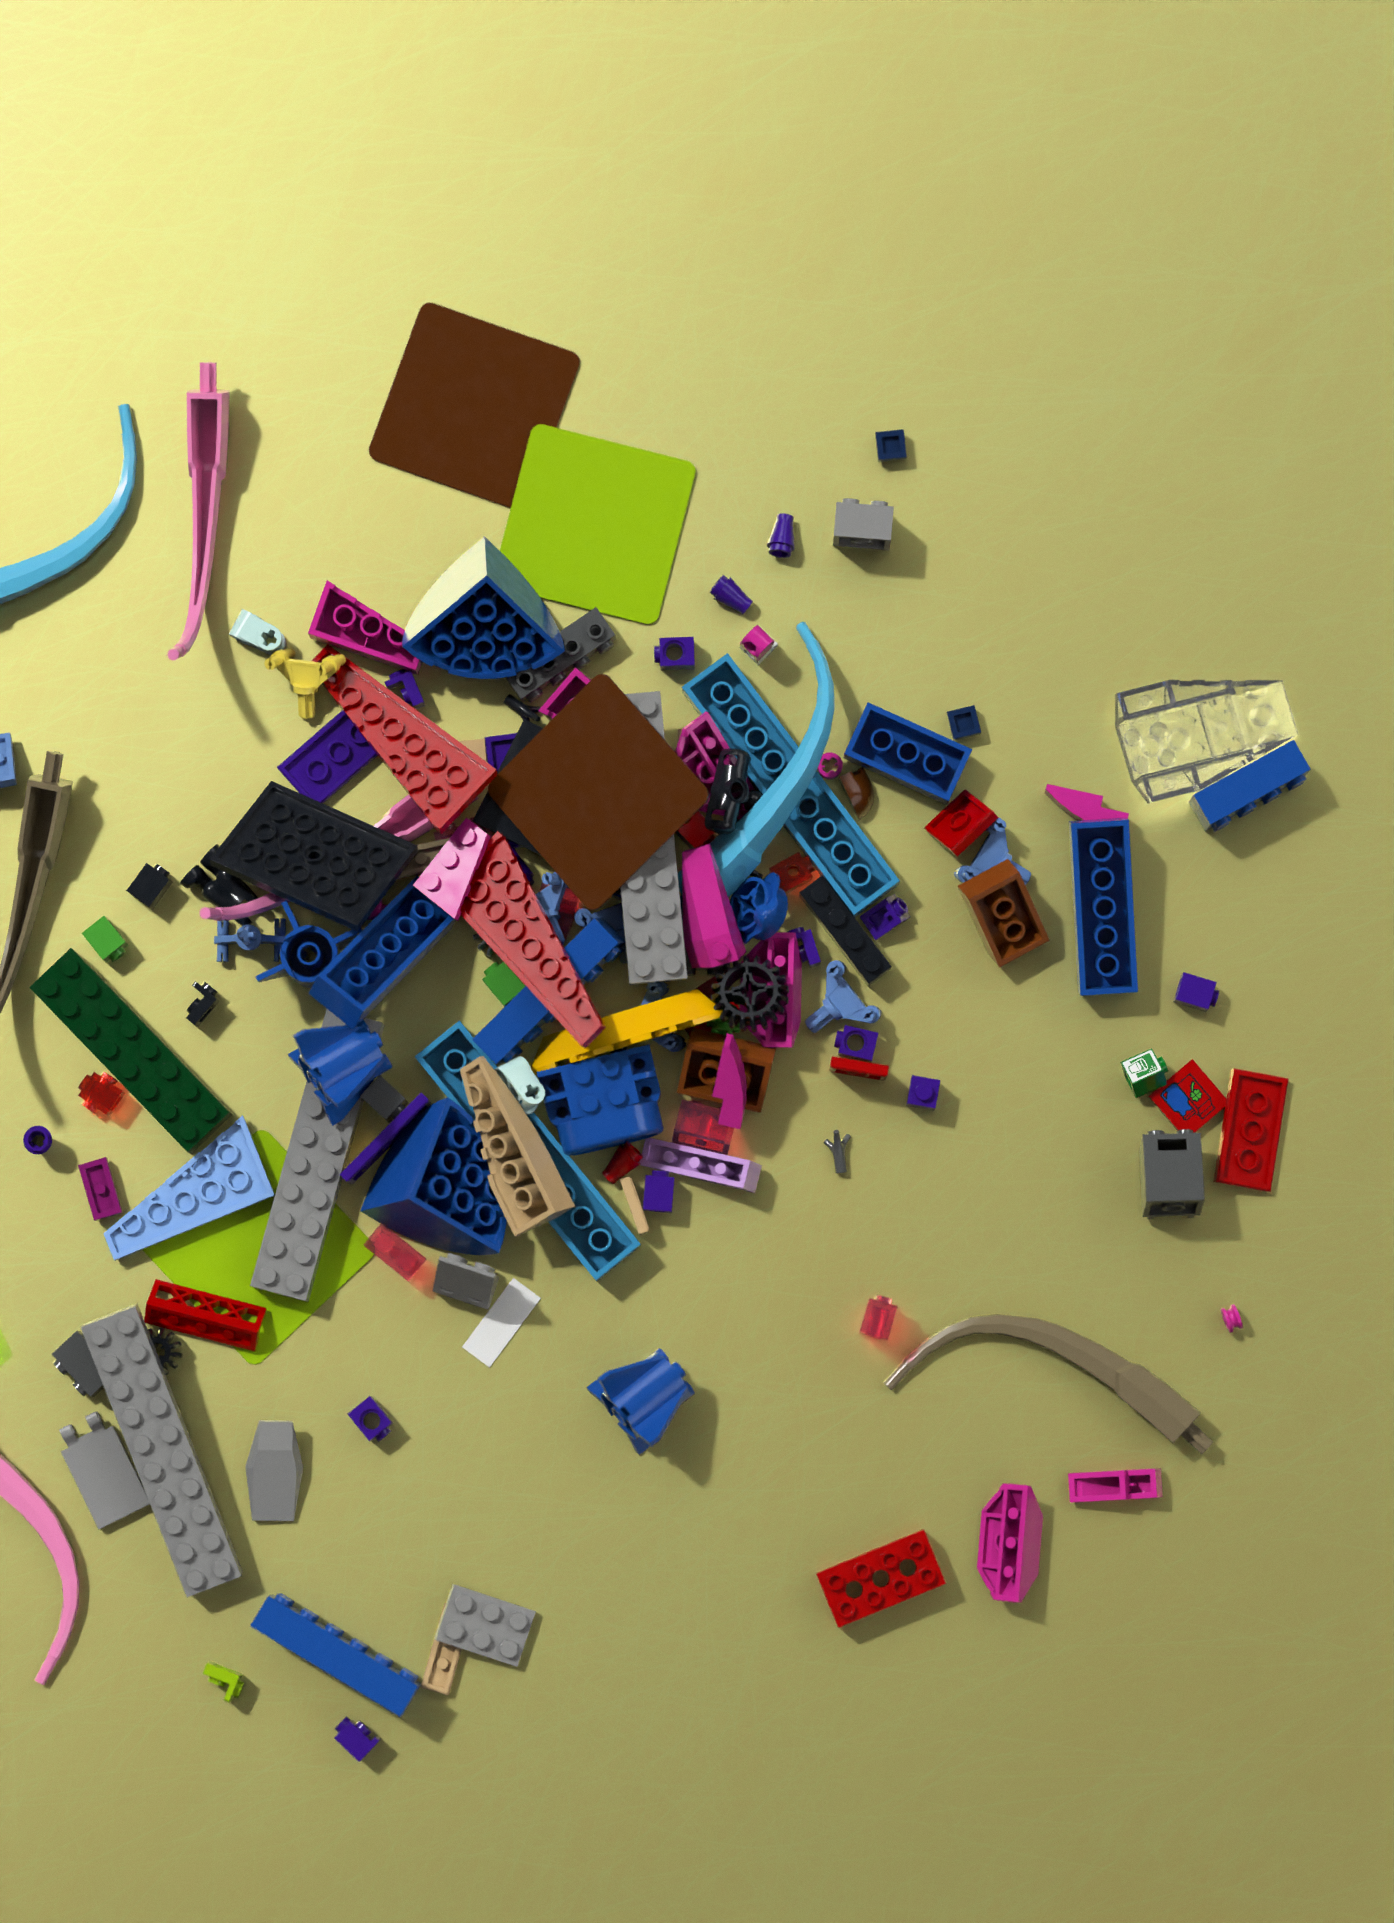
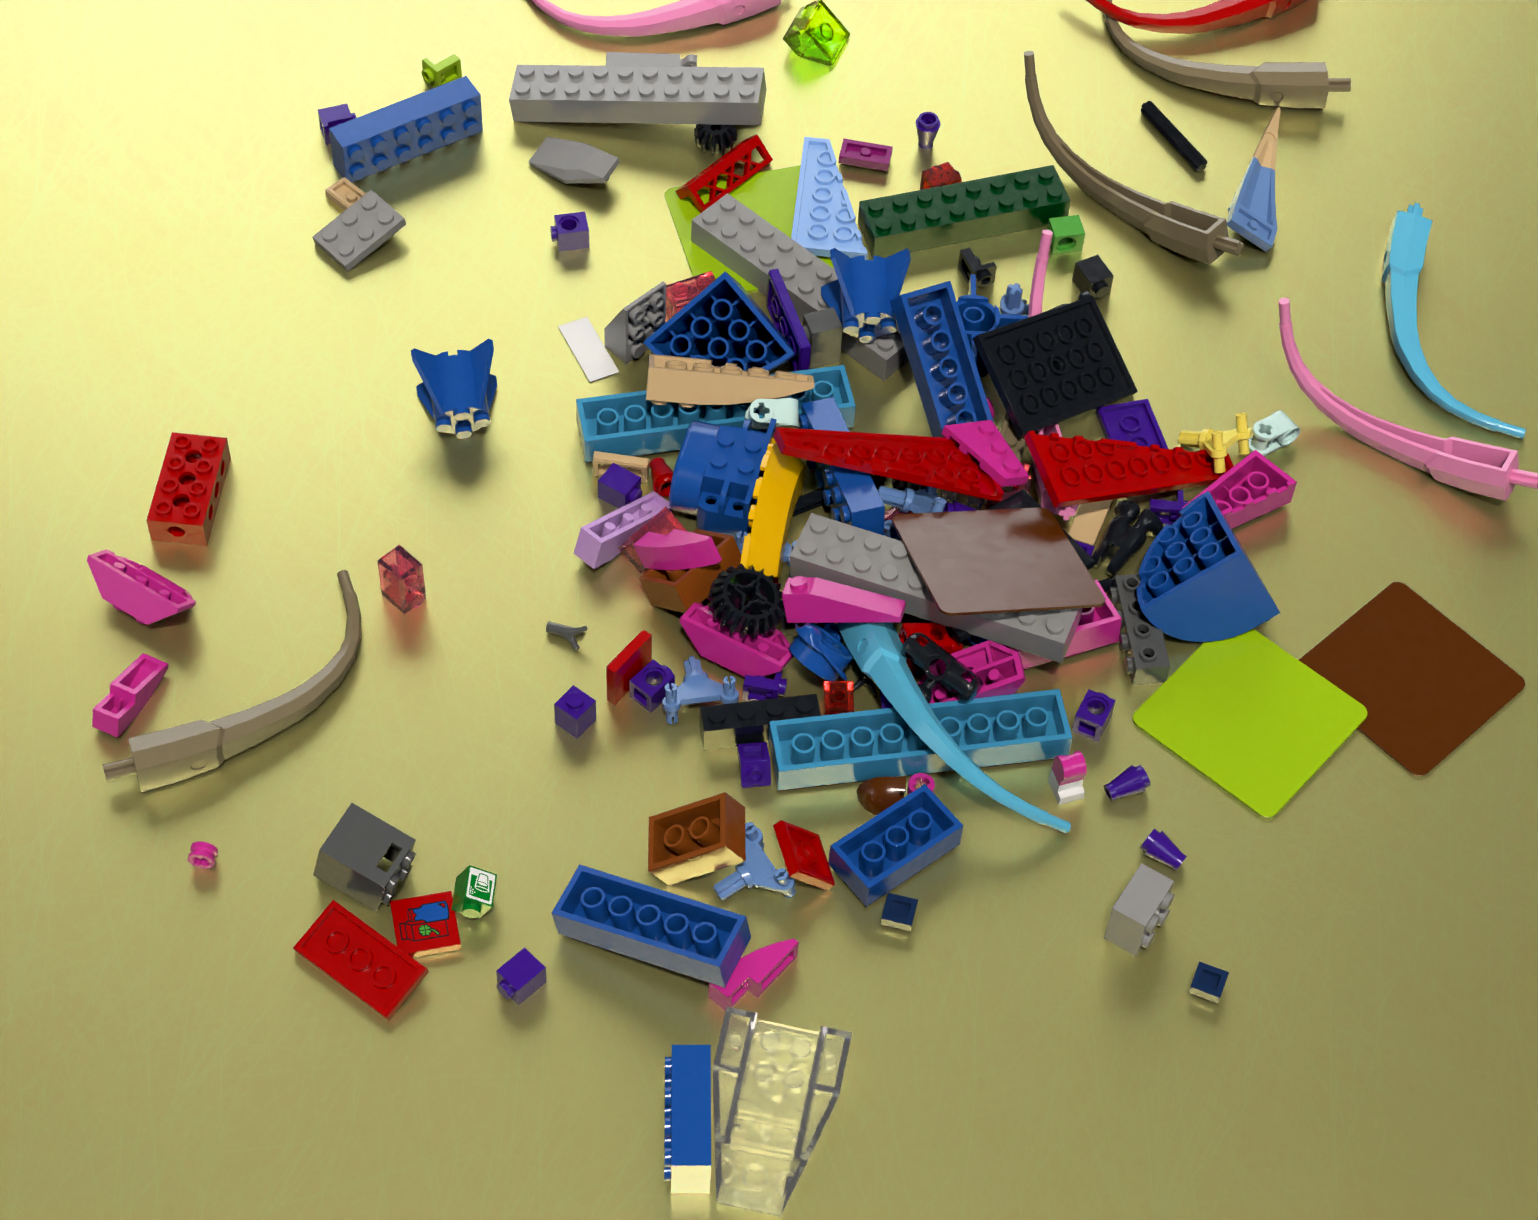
camera: 110 degrees right, 30 degrees down
(467, 713) = (1123, 542): none -> black piece

